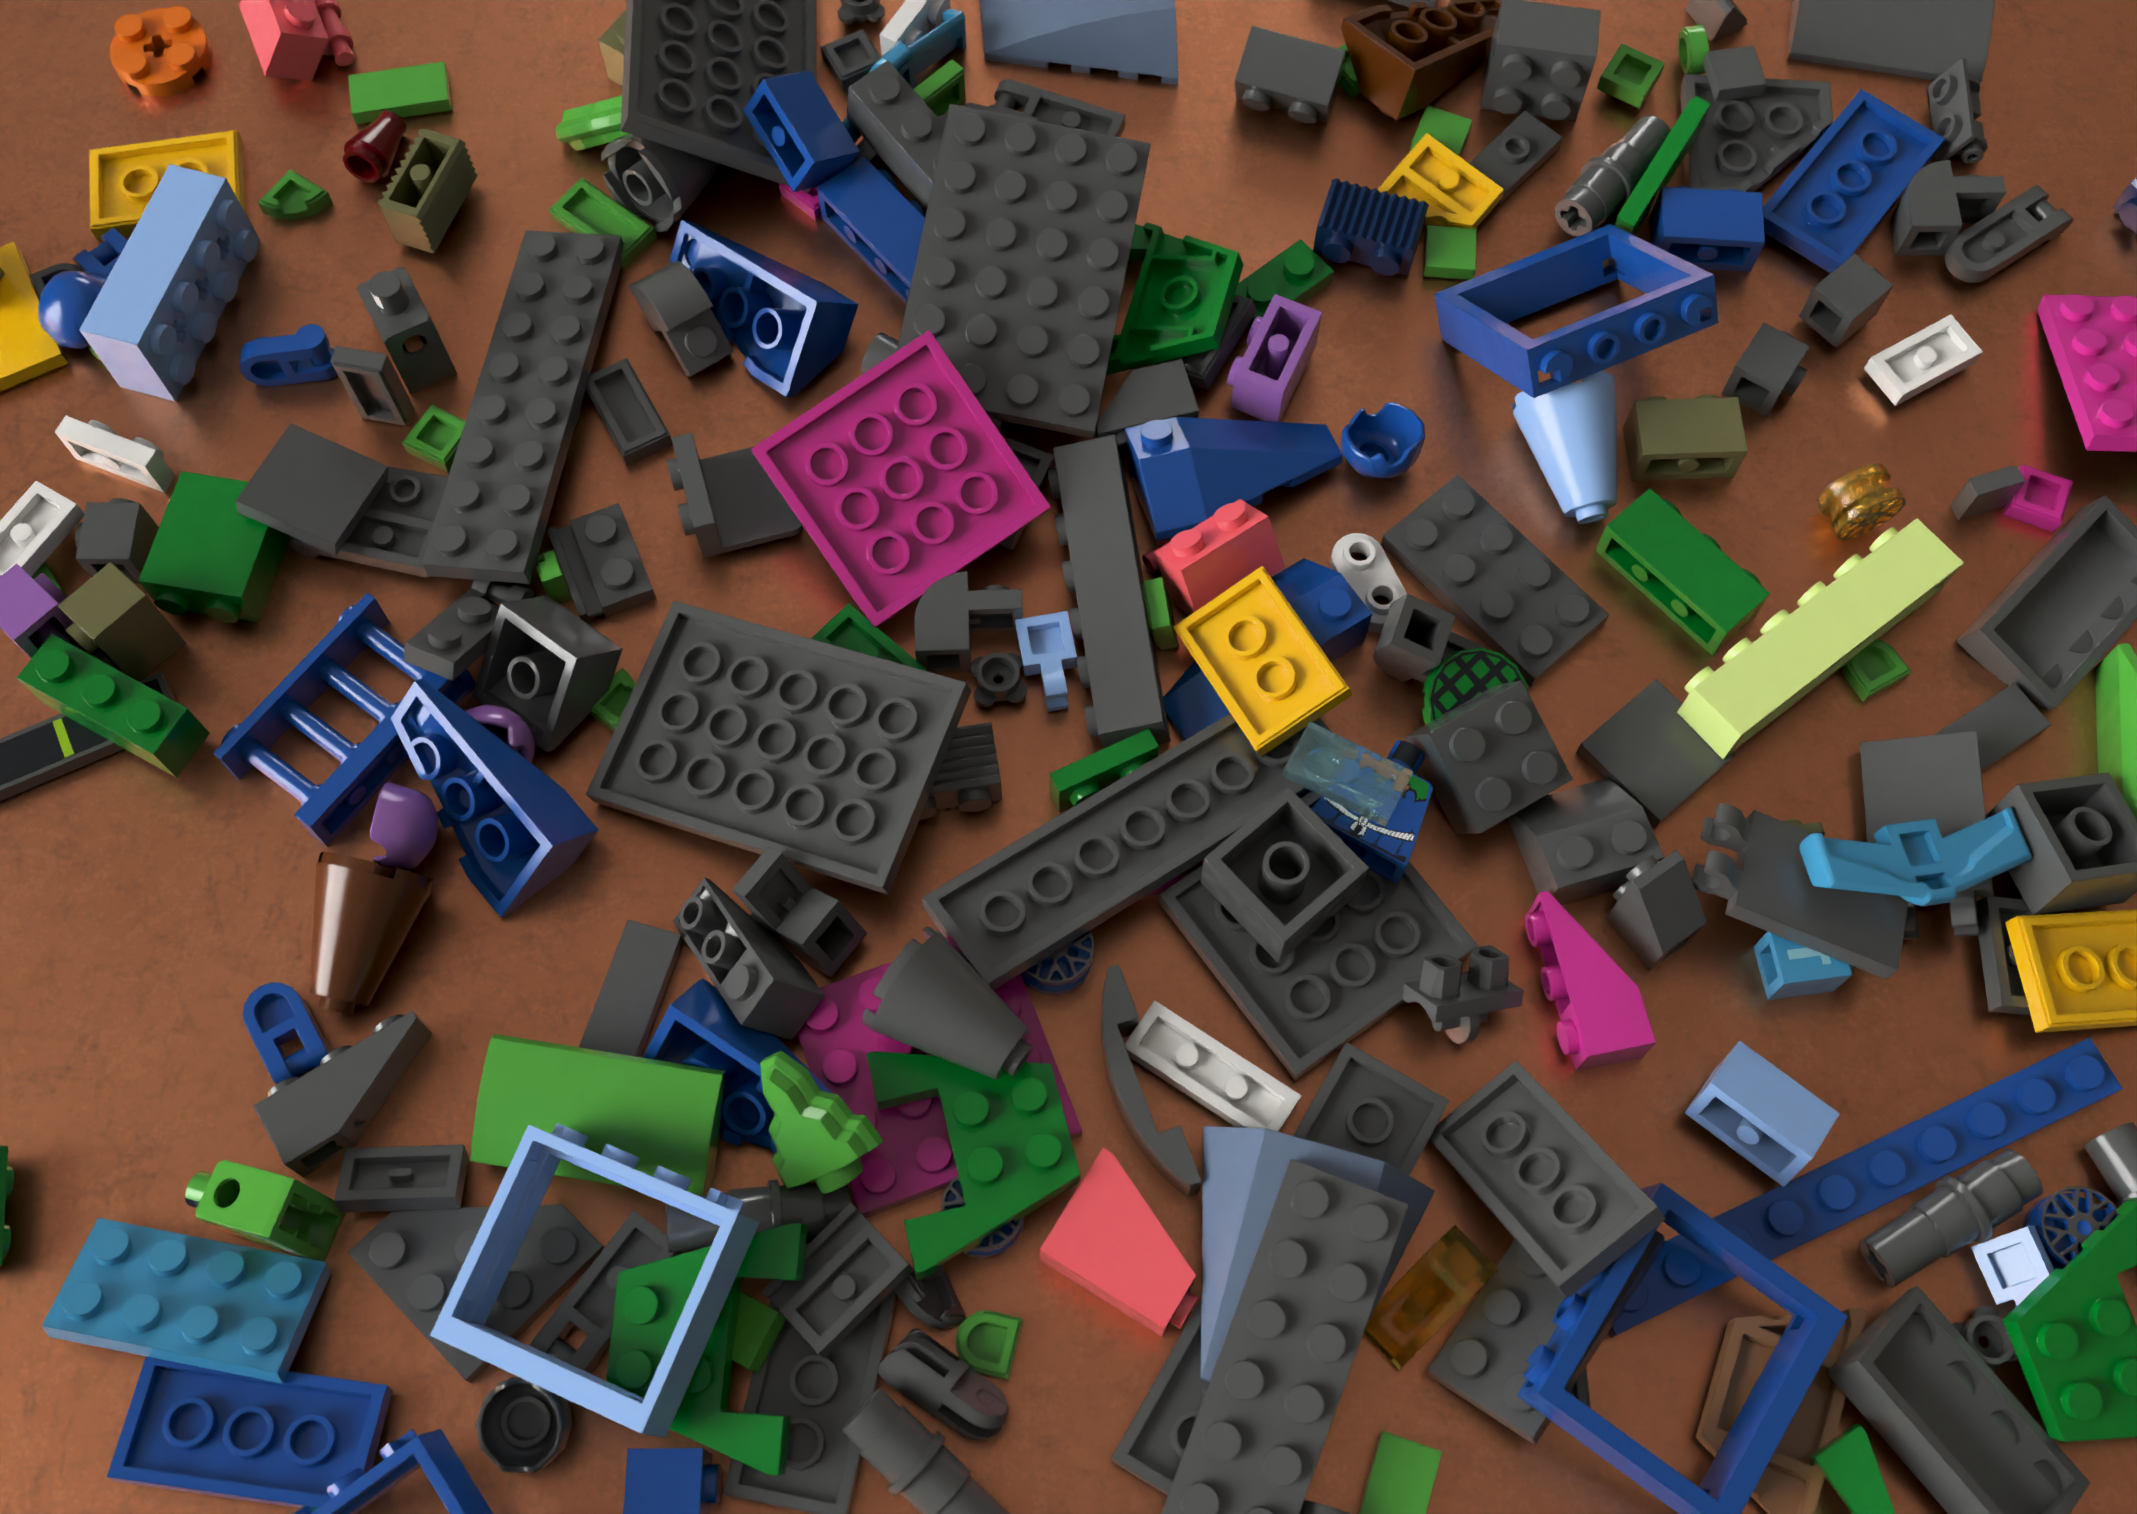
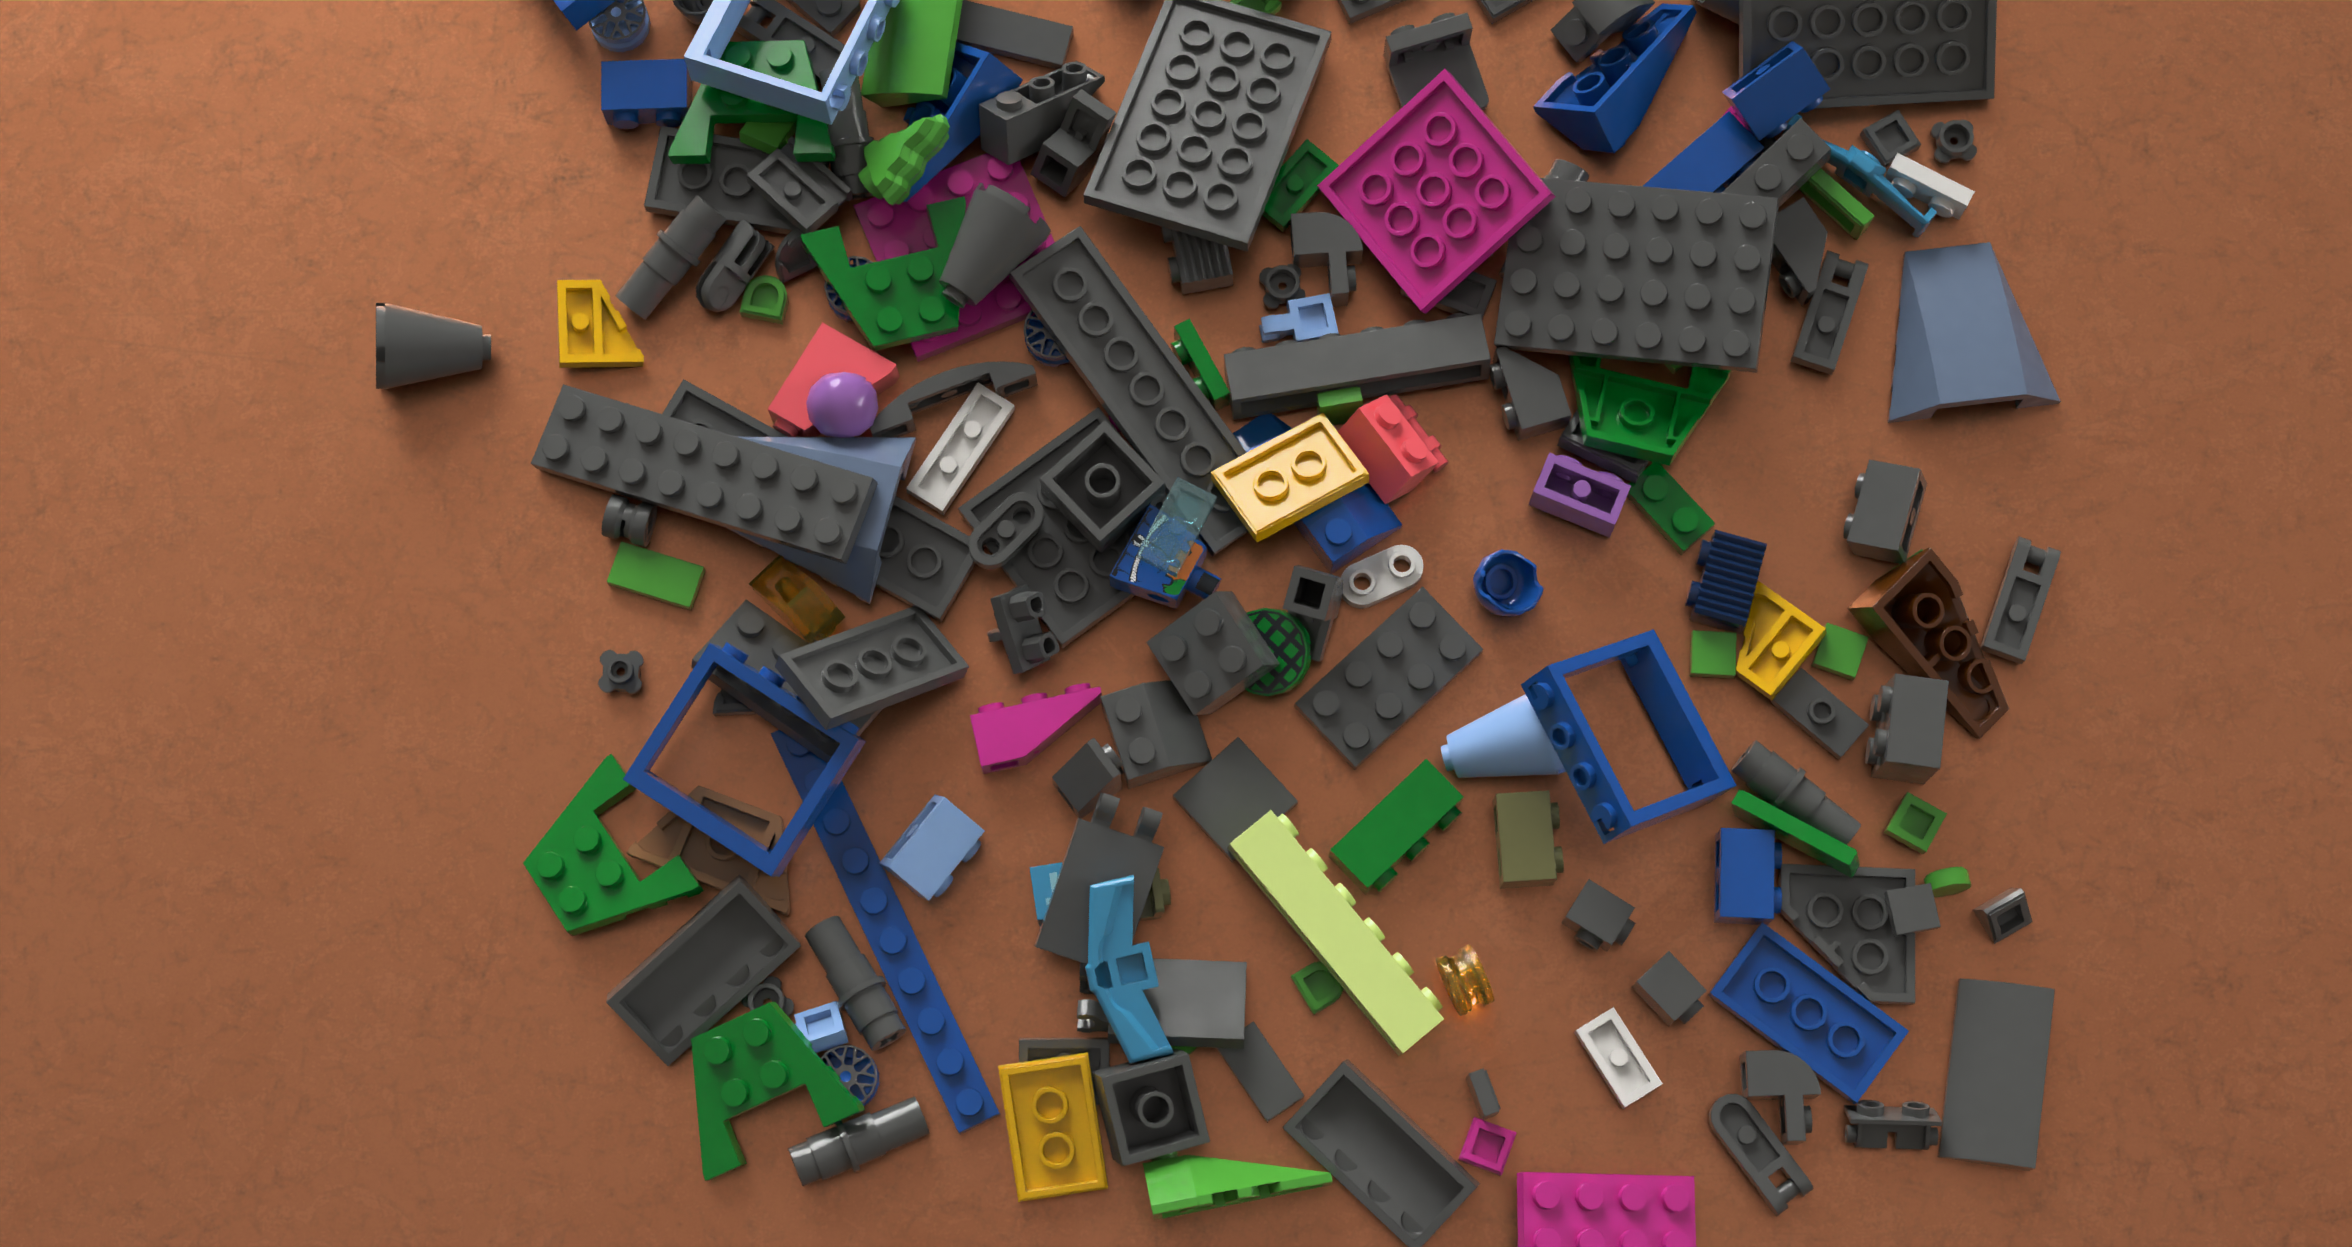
camera: 90 degrees right, 10 degrees up
(1164, 1218) = (842, 404): none -> medium lavender hair
(1197, 465) = (1475, 442): blue wedge -> none
(1340, 1003) = (1004, 531): none -> dark grey plate

